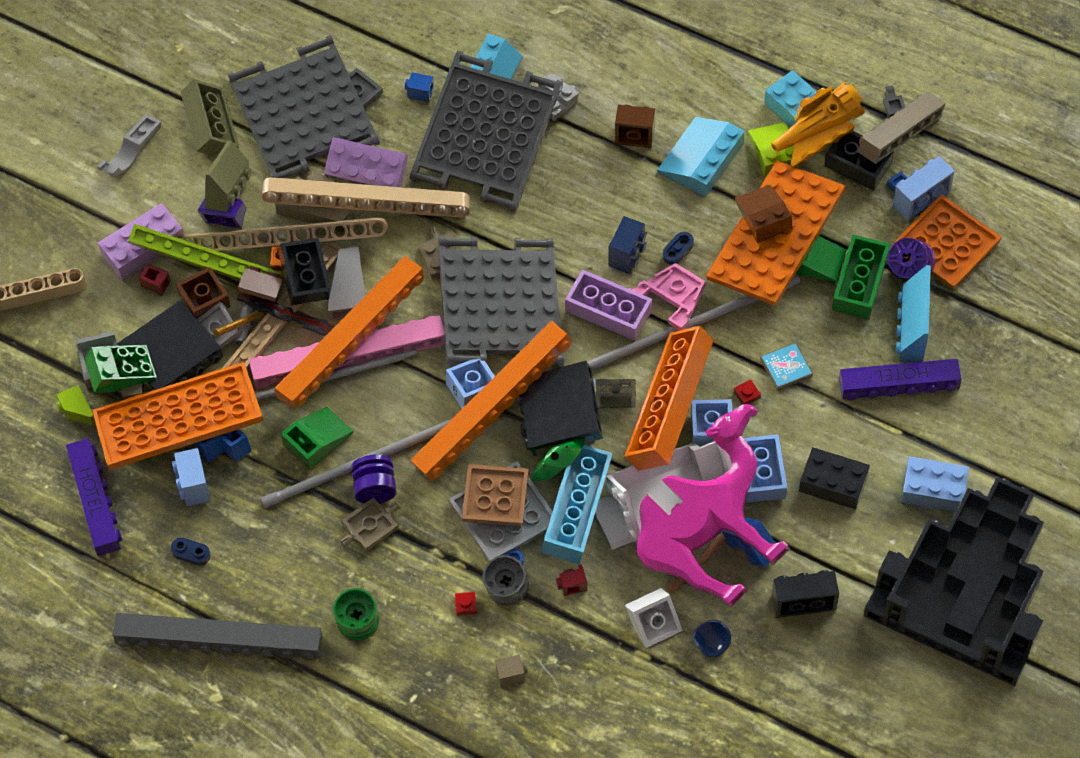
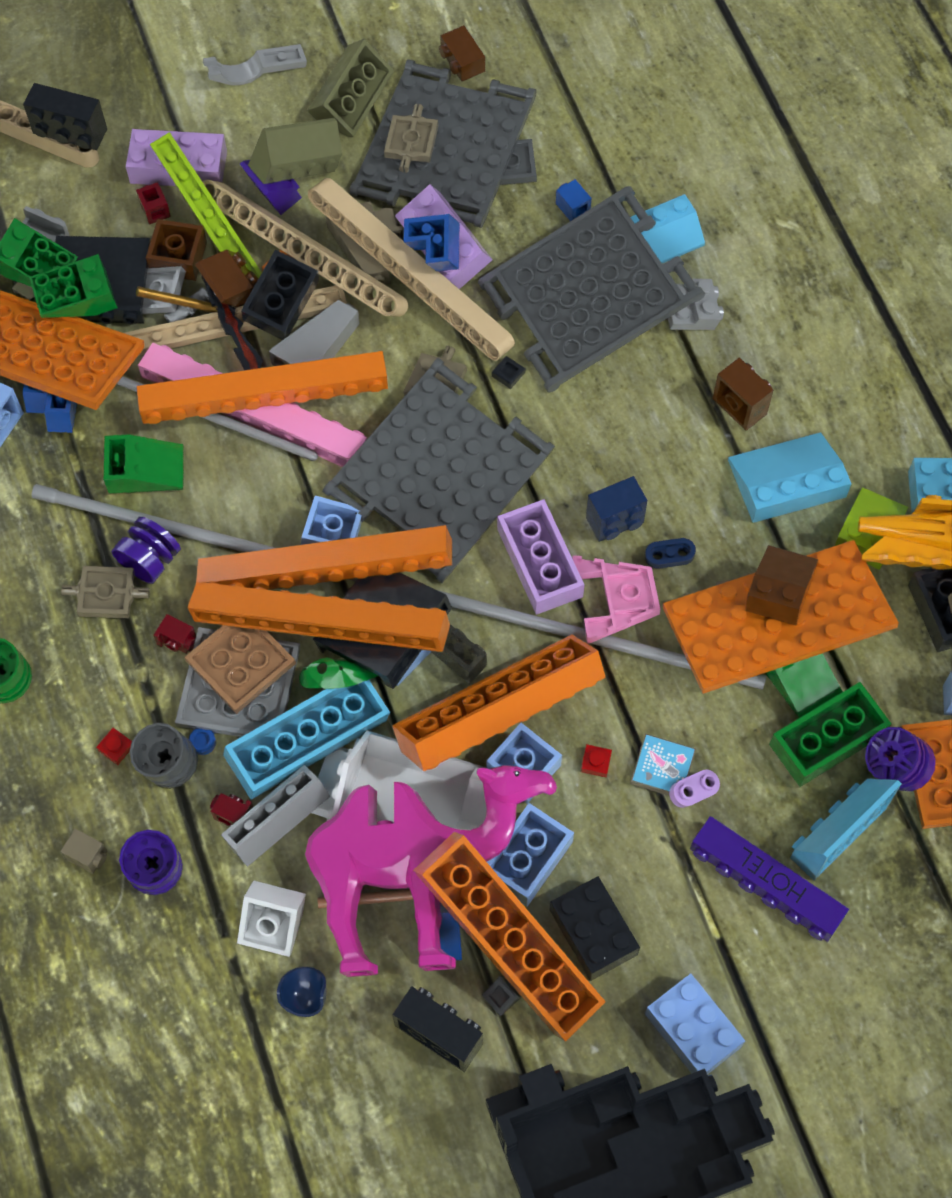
camera: 40 degrees right, 5 degrees up
(52, 264) = (65, 116): none -> black brick
(171, 362) = (74, 289): none -> green slope
(260, 45) = (462, 53): none -> reddish brown brick
(285, 120) = (411, 138): none -> dark tan plate
(370, 162) = (438, 236): none -> blue brick
(439, 513) = (175, 635): none -> dark red brick
(480, 217) = (508, 372): none -> black tile
(523, 429) = (320, 616): none -> orange brick
(558, 630) = (148, 847): none -> dark purple wheel
(602, 560) = (275, 815): none -> light grey brick
(801, 508) = (509, 935): none -> orange brick
(815, 363) = (696, 787): none -> lavender plate
(817, 553) = (501, 995): none -> dark grey slope

